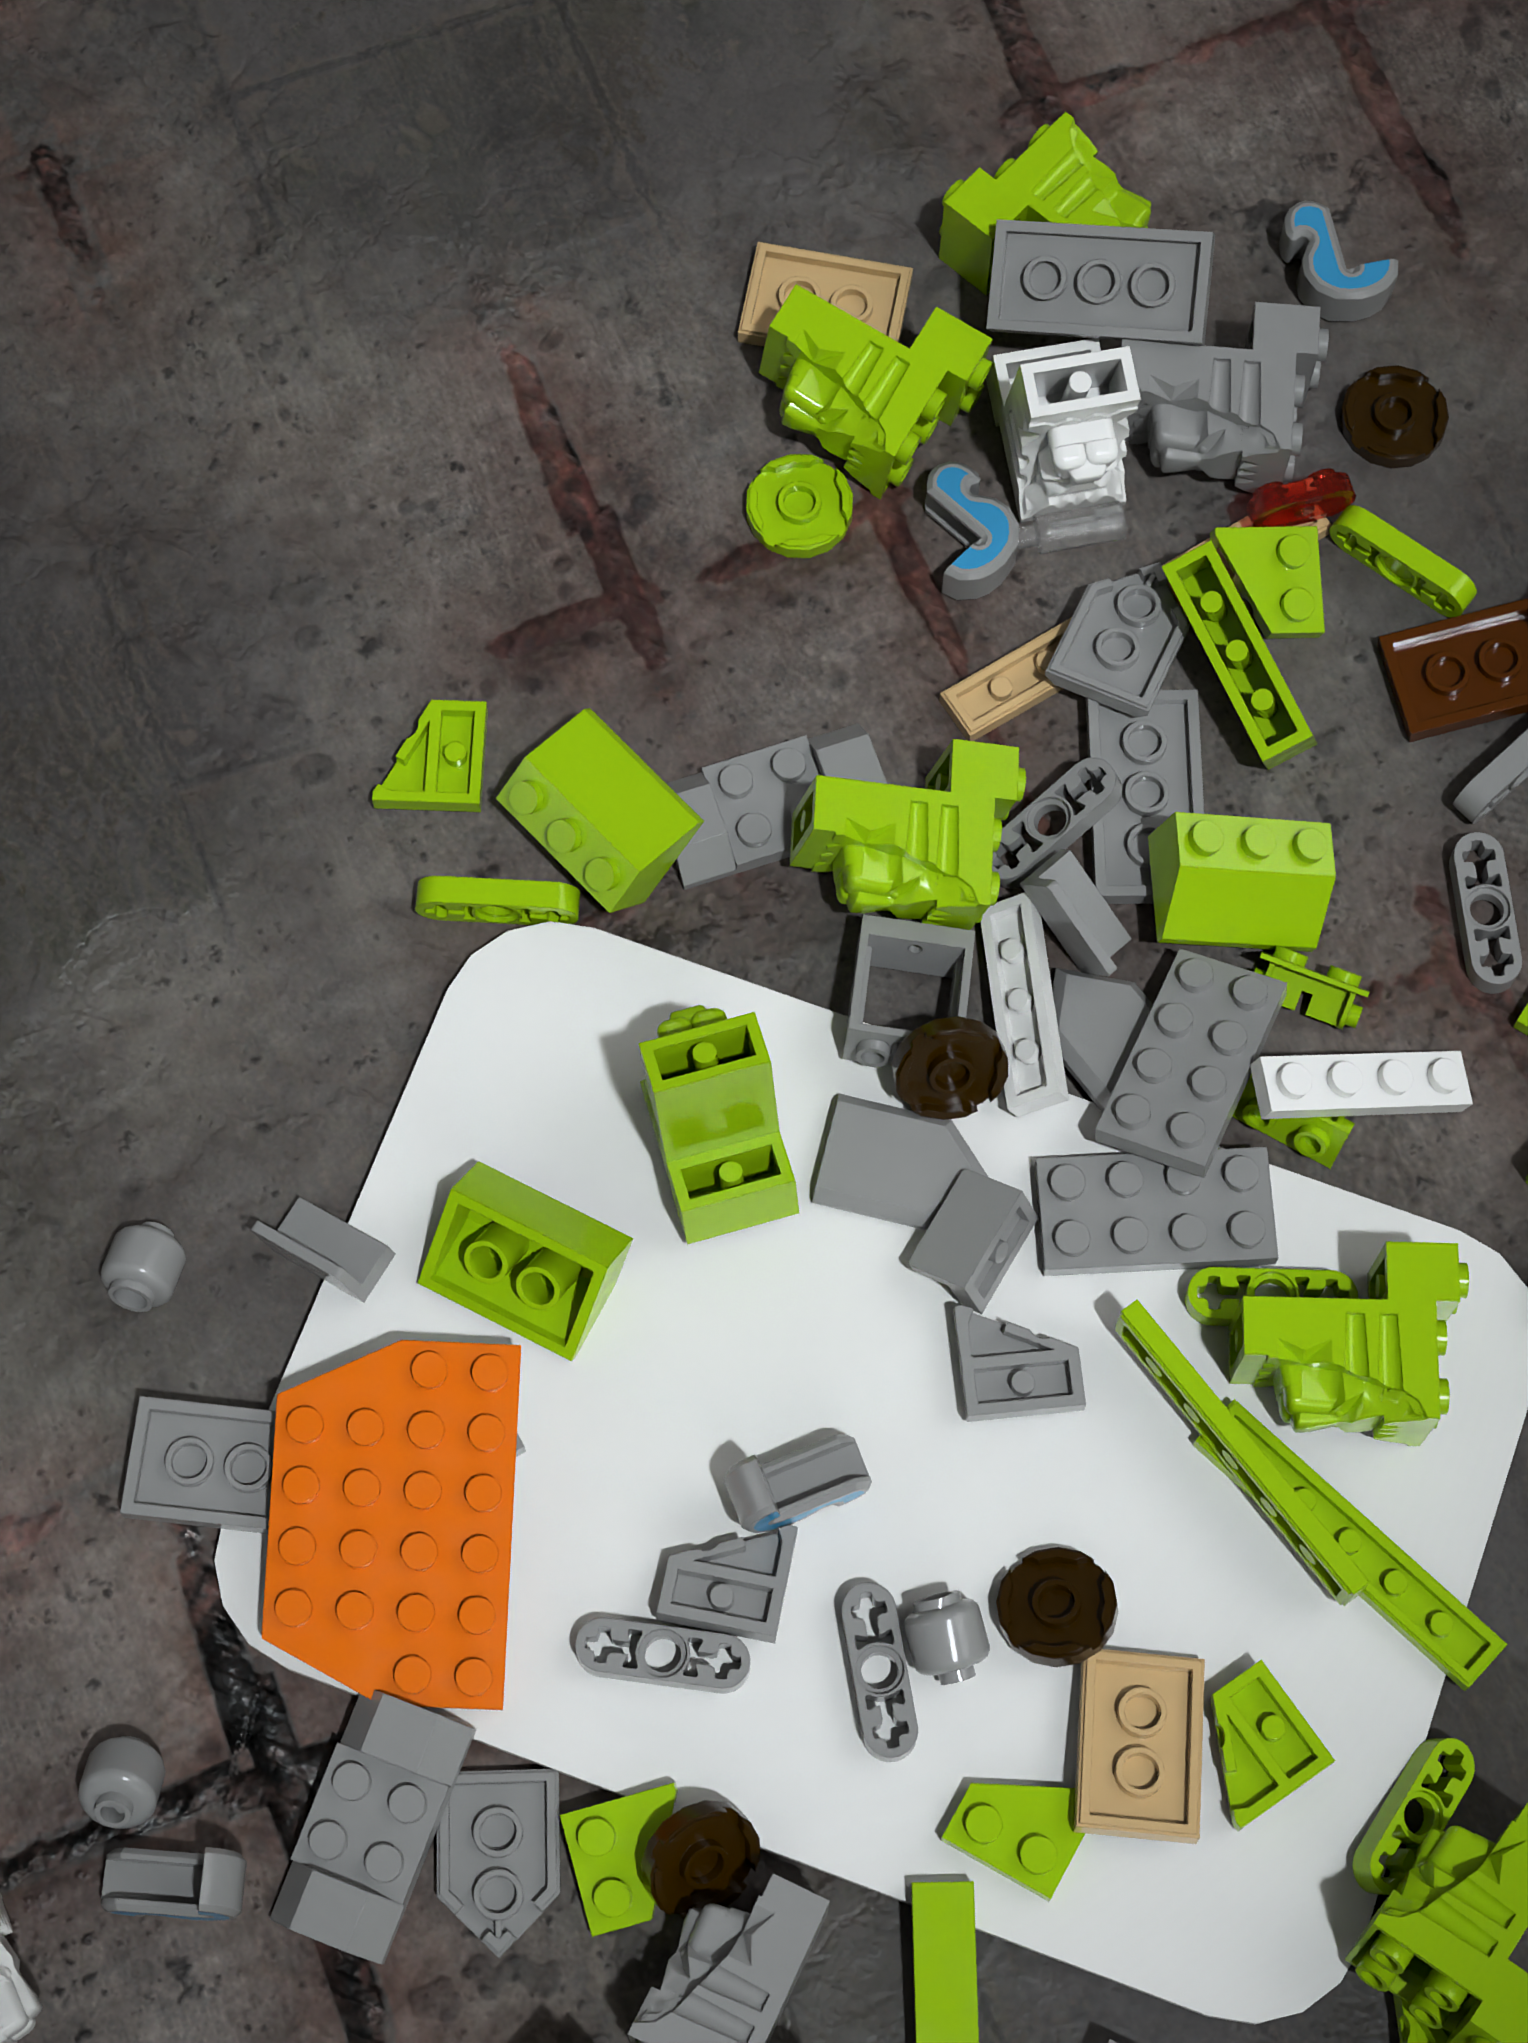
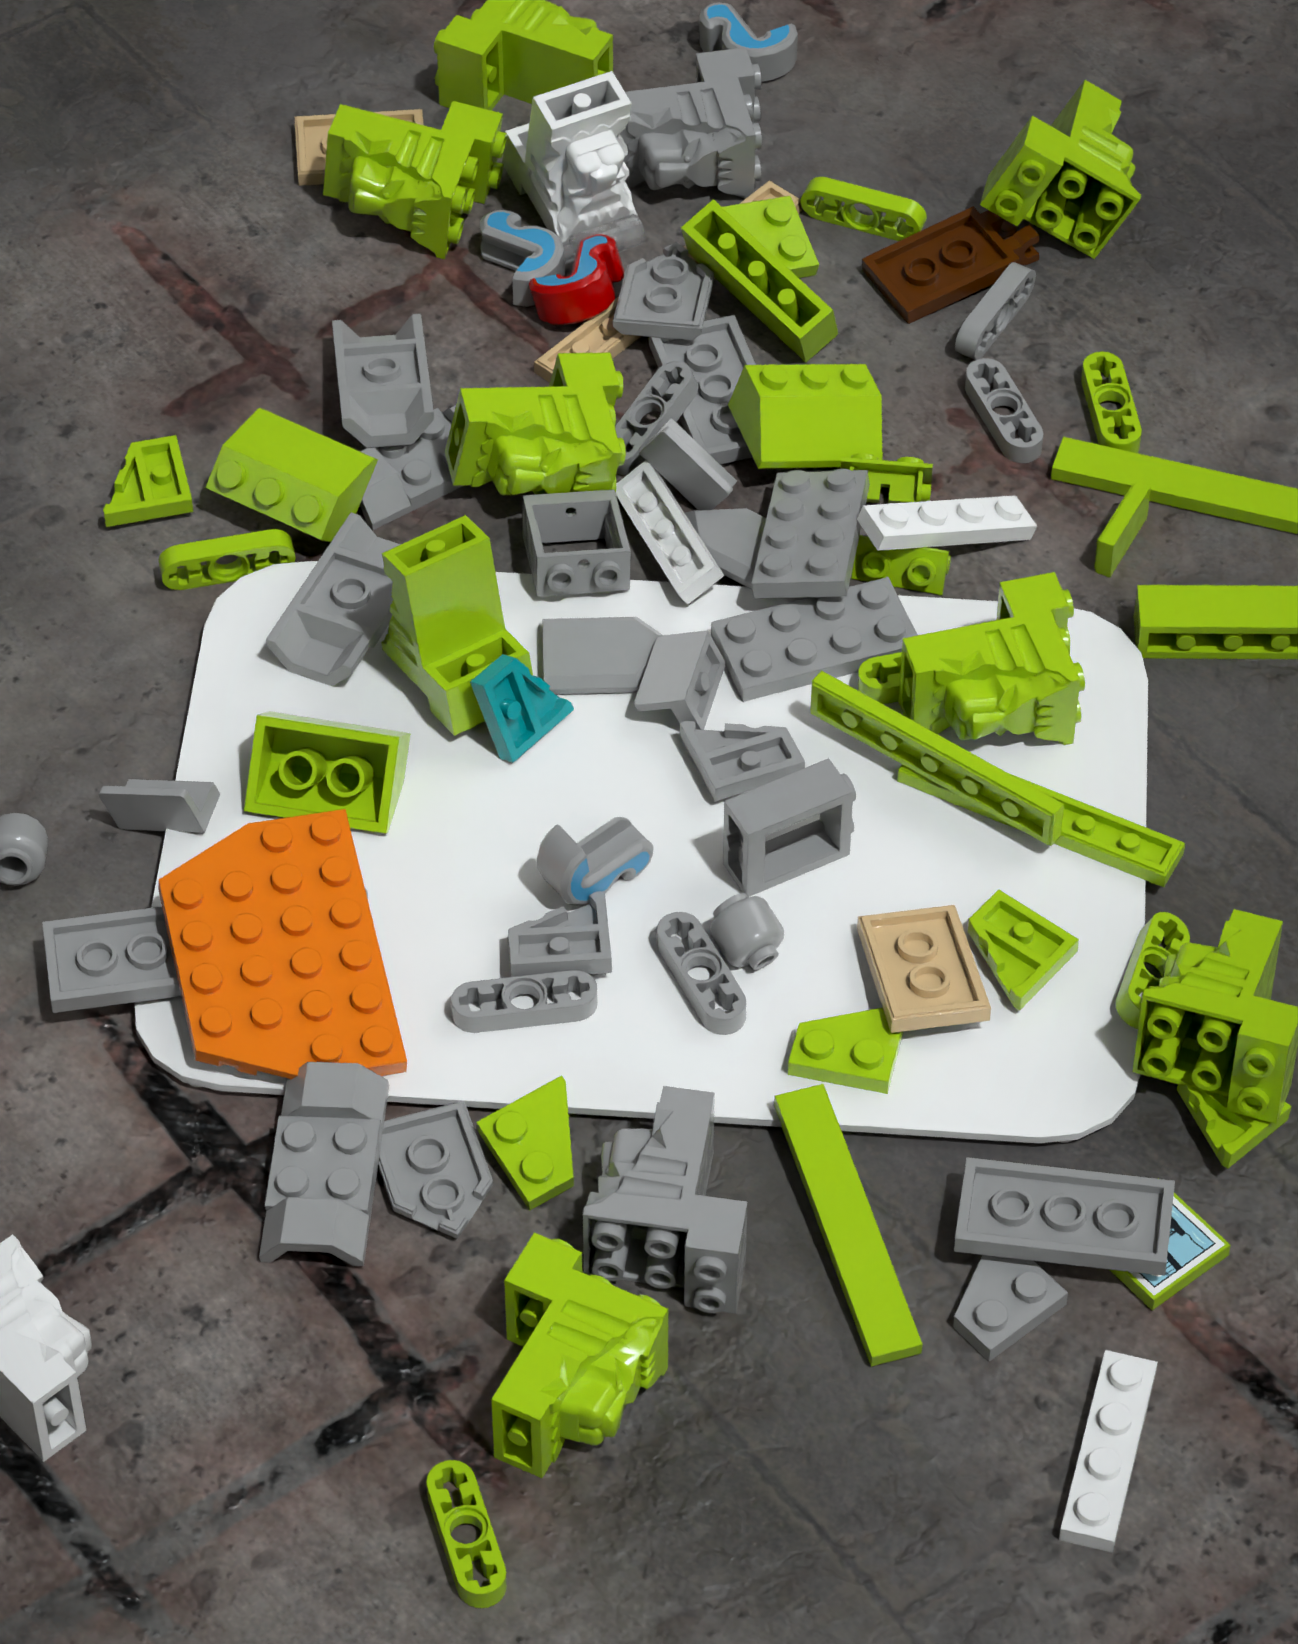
camera: 15 degrees left, 20 degrees down
(121, 1782) = (113, 1167): light grey head -> none
(174, 1884) = (177, 1242): light grey animal -> none
(588, 1036) = (337, 608): none -> light grey piece
(700, 1857) = (592, 1111): dark brown tile -> none
(746, 691) = (383, 384): none -> light grey piece
(768, 1236) = (516, 706): none -> teal wing
(799, 506) = (382, 273): lime tile -> none
(950, 1067) = (624, 570): dark brown tile -> none
(1036, 605) = (586, 290): none -> red animal
(1036, 1510) = (781, 803): none -> light grey window
(1057, 1607) = (827, 896): dark brown tile -> none
(1100, 281) = (571, 50): light grey plate -> none
(1301, 501) = (774, 179): clear red plate -> none
(1394, 417) = (825, 129): dark brown tile -> none

